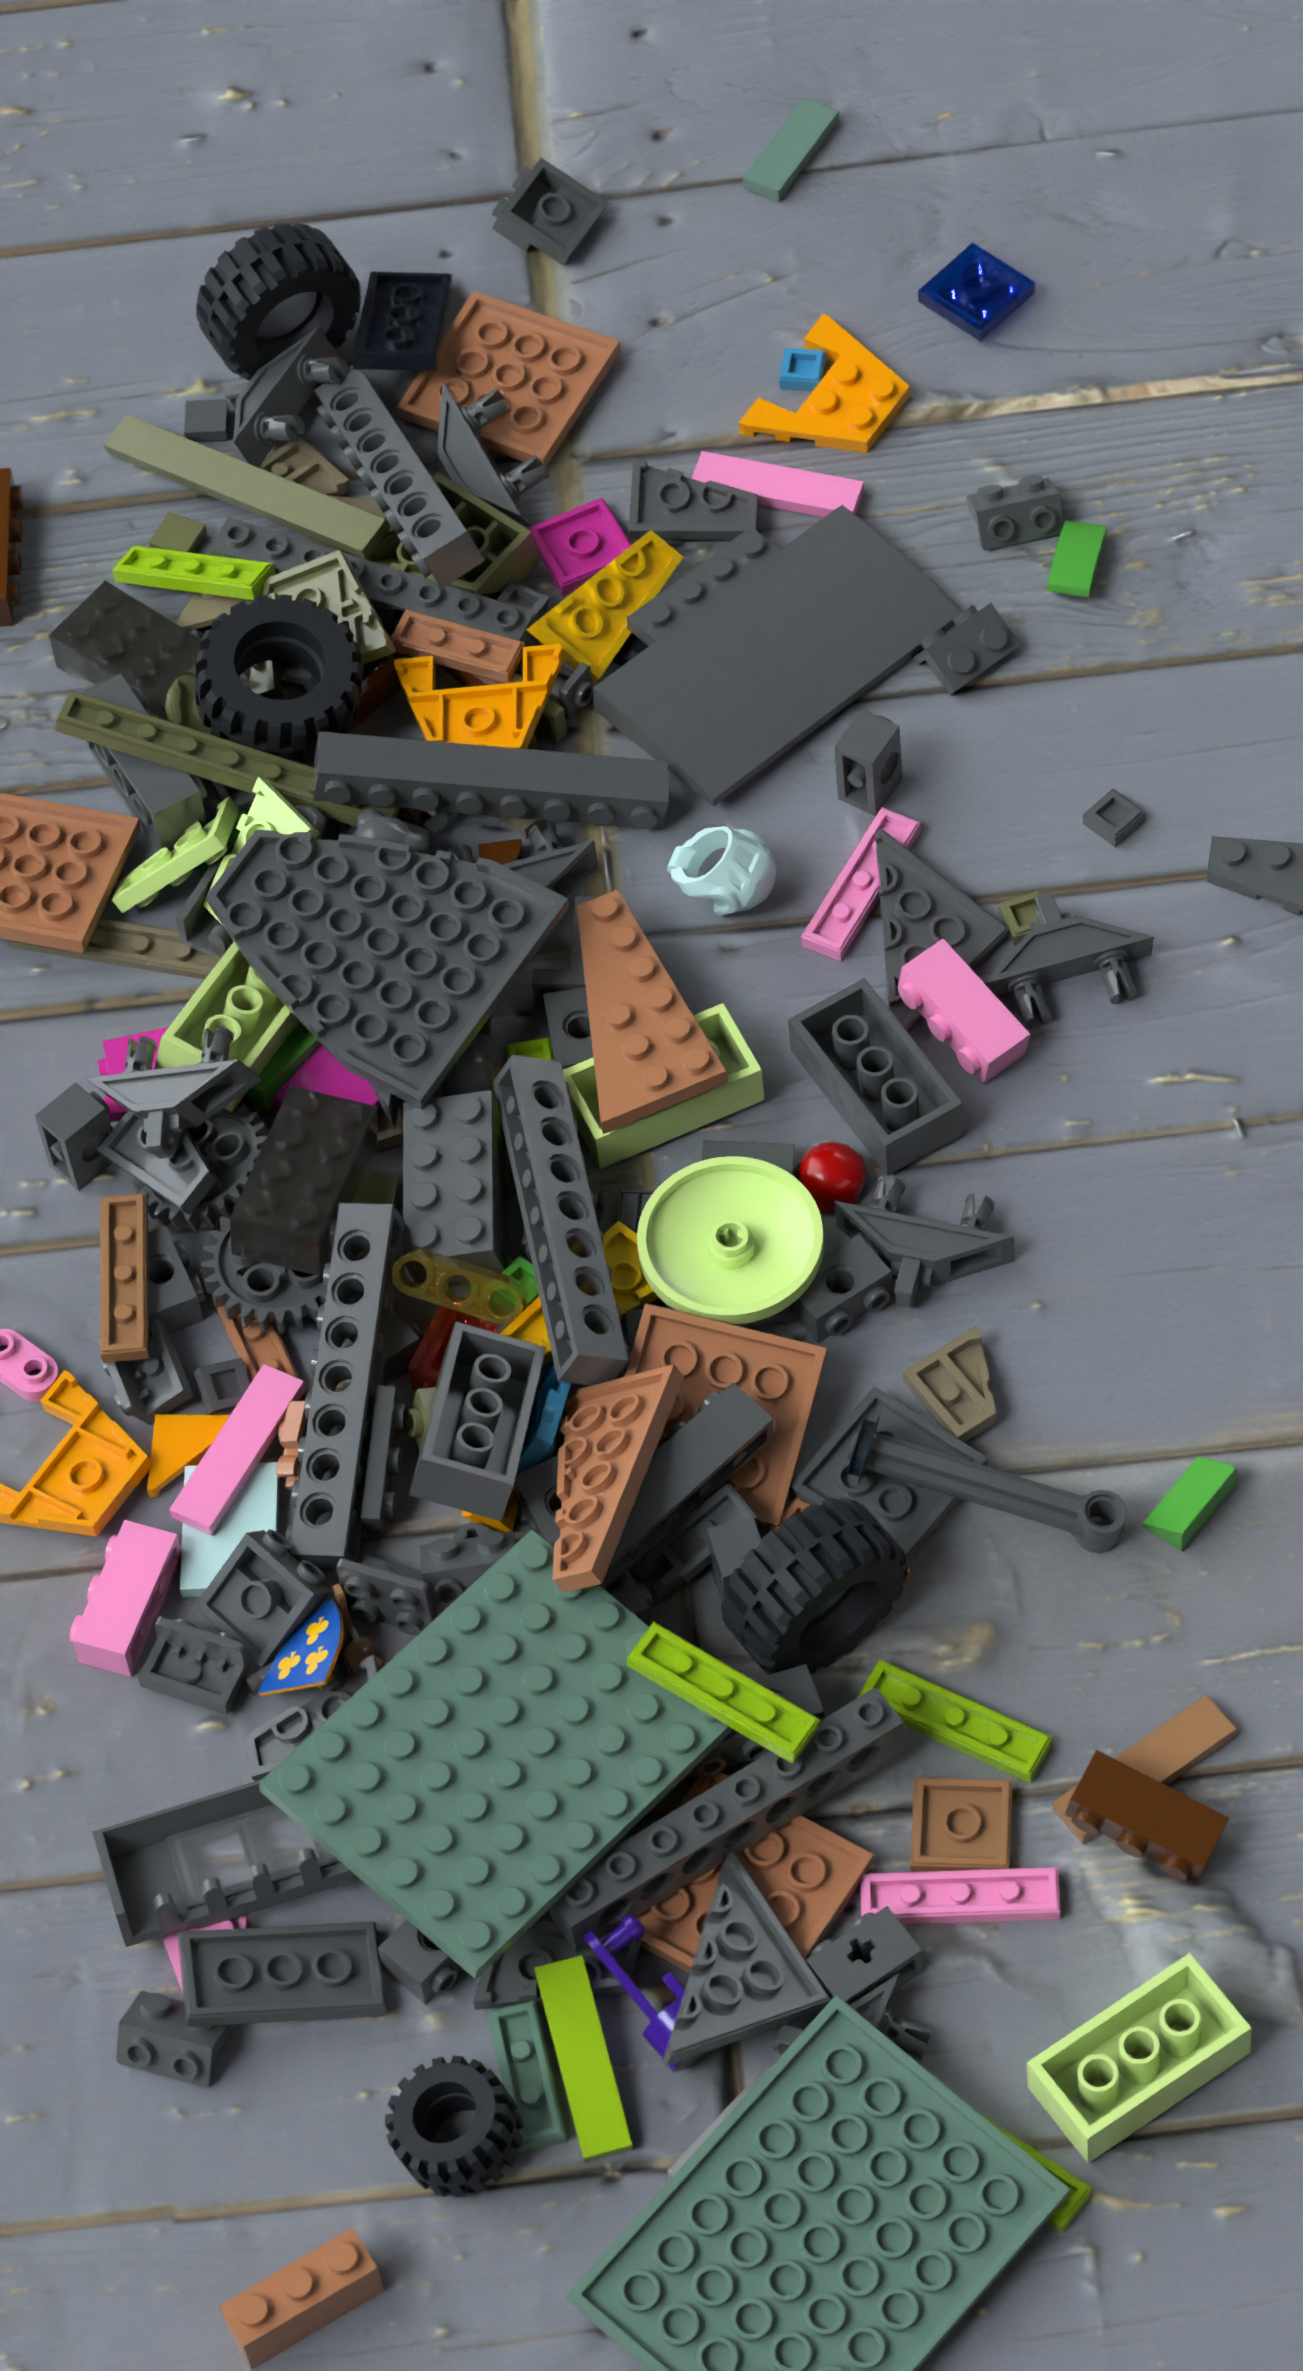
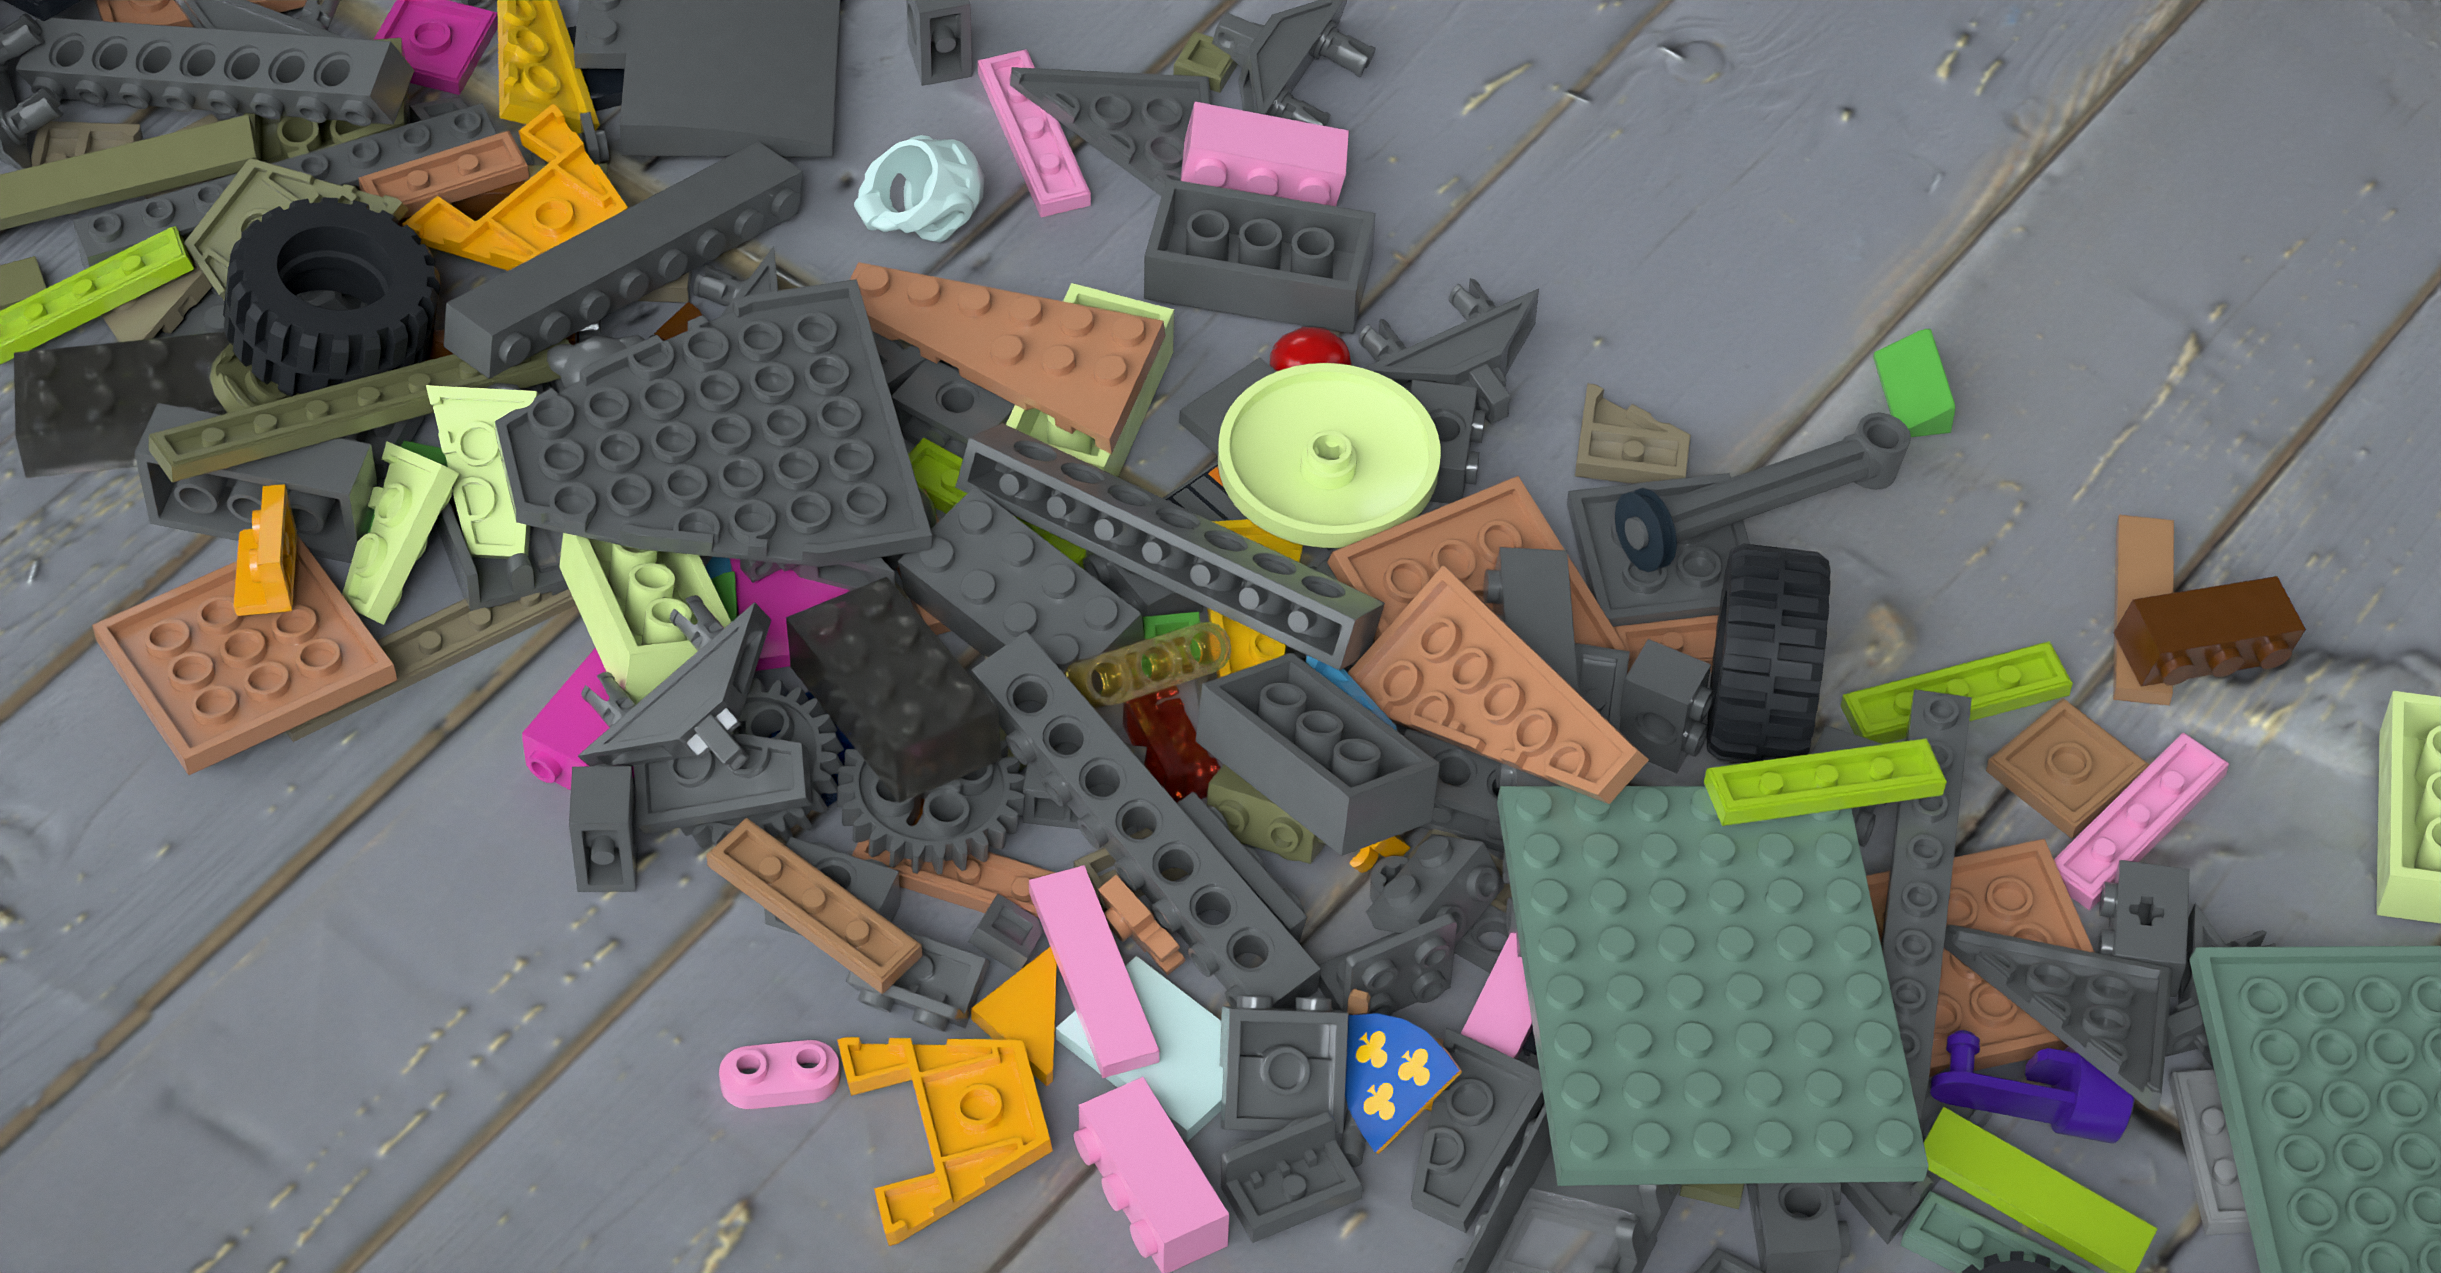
camera: 55 degrees left, 5 degrees down
(90, 819) = (267, 557): none -> light orange bracket

